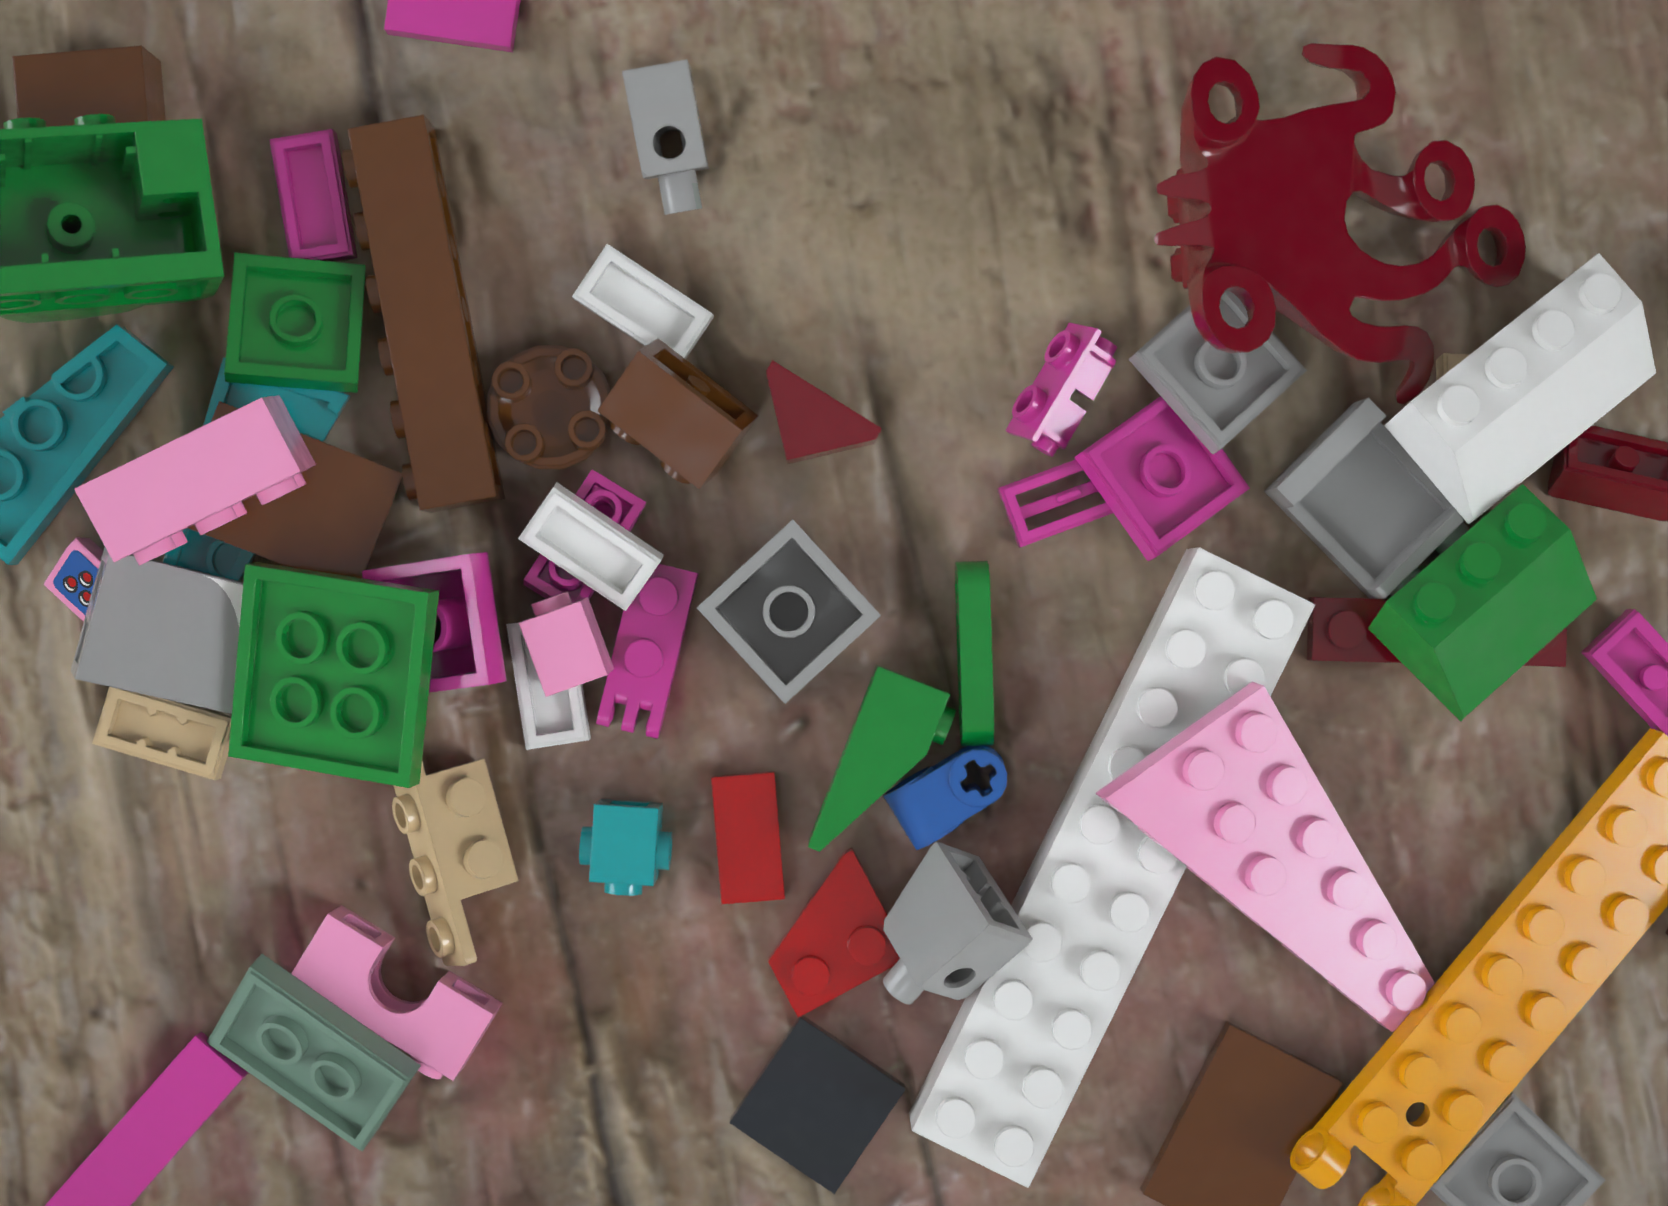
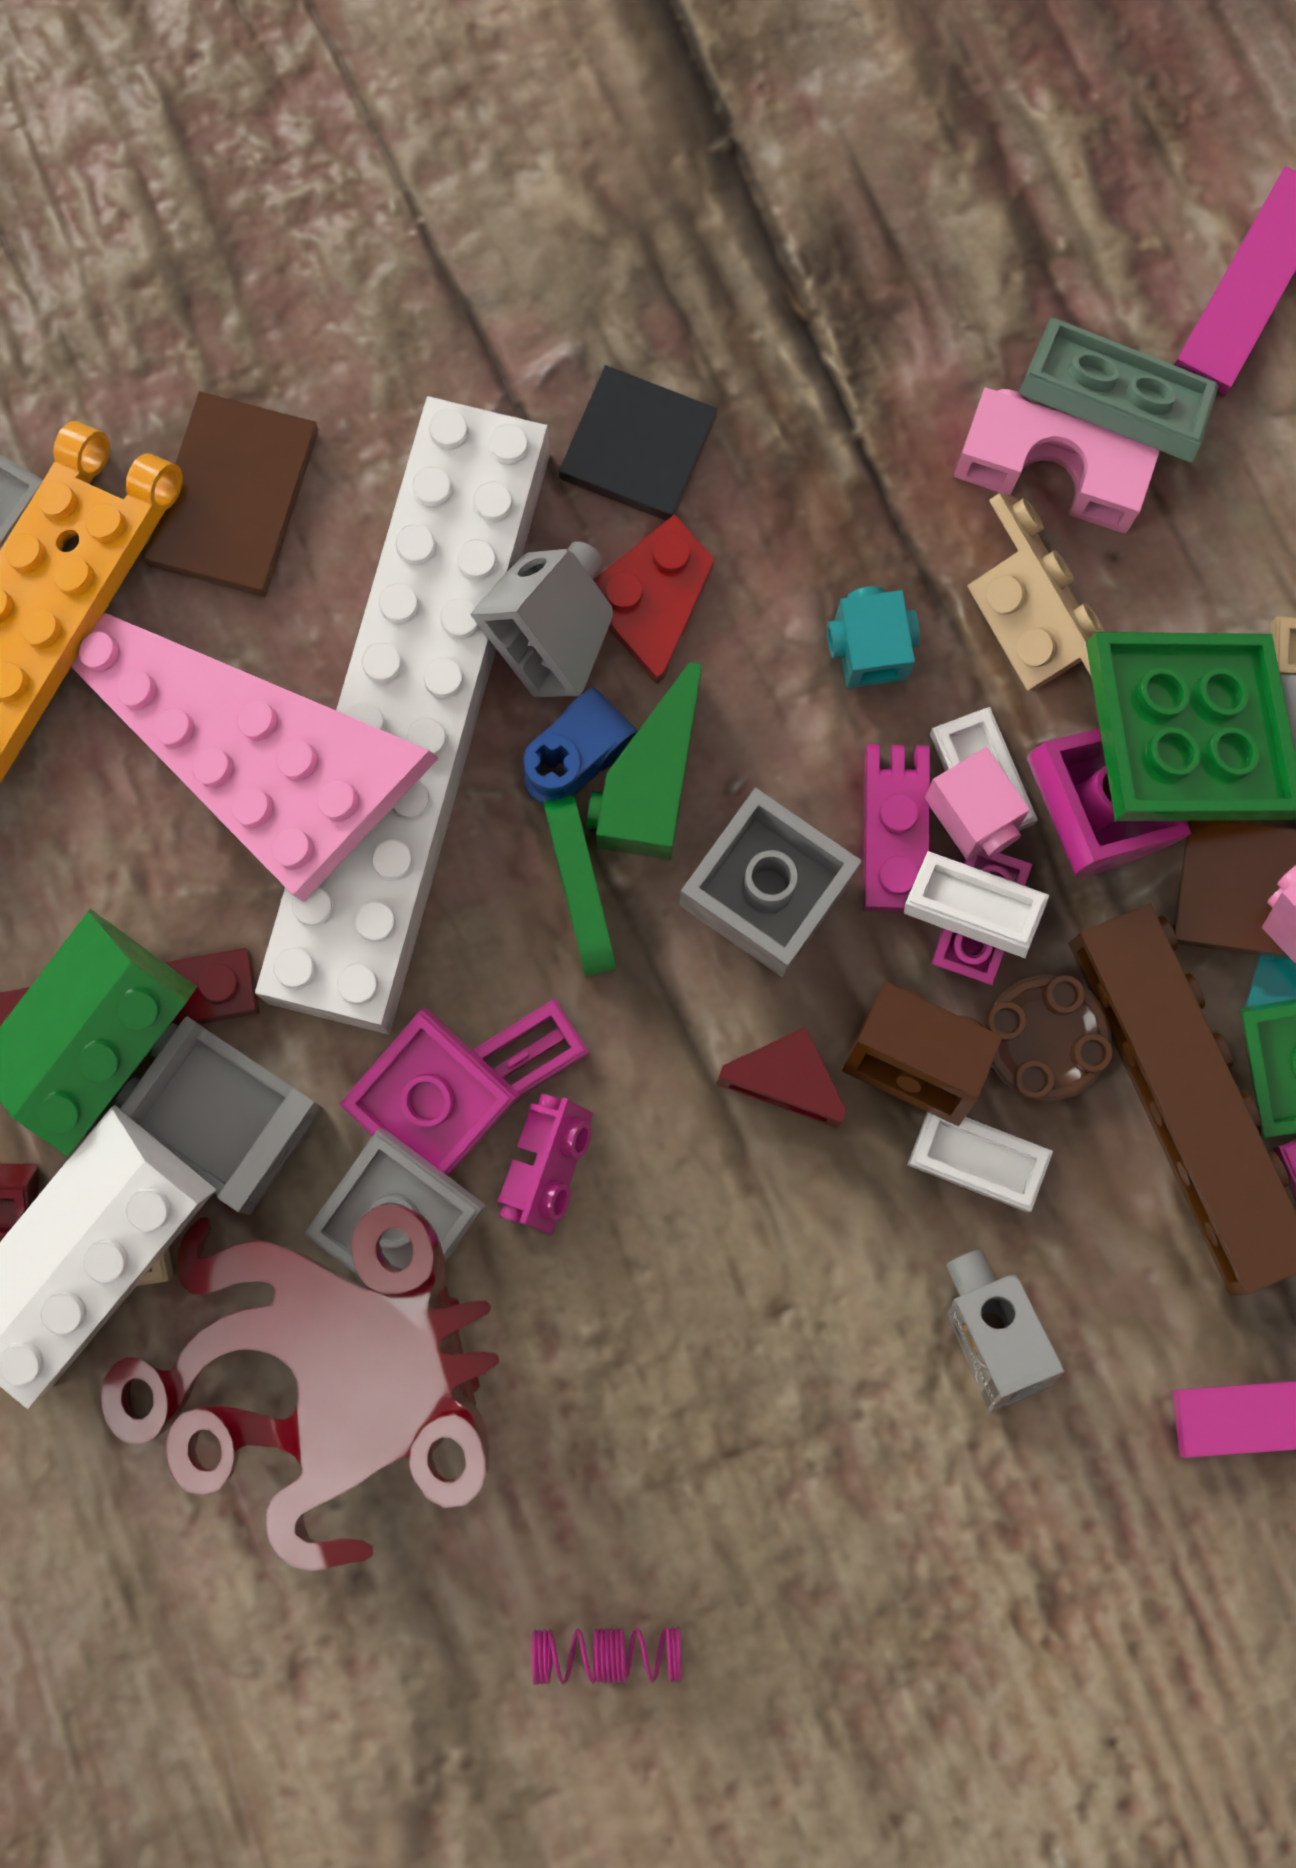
camera: 165 degrees right, 10 degrees down
(748, 837) = (758, 670): red tile -> none

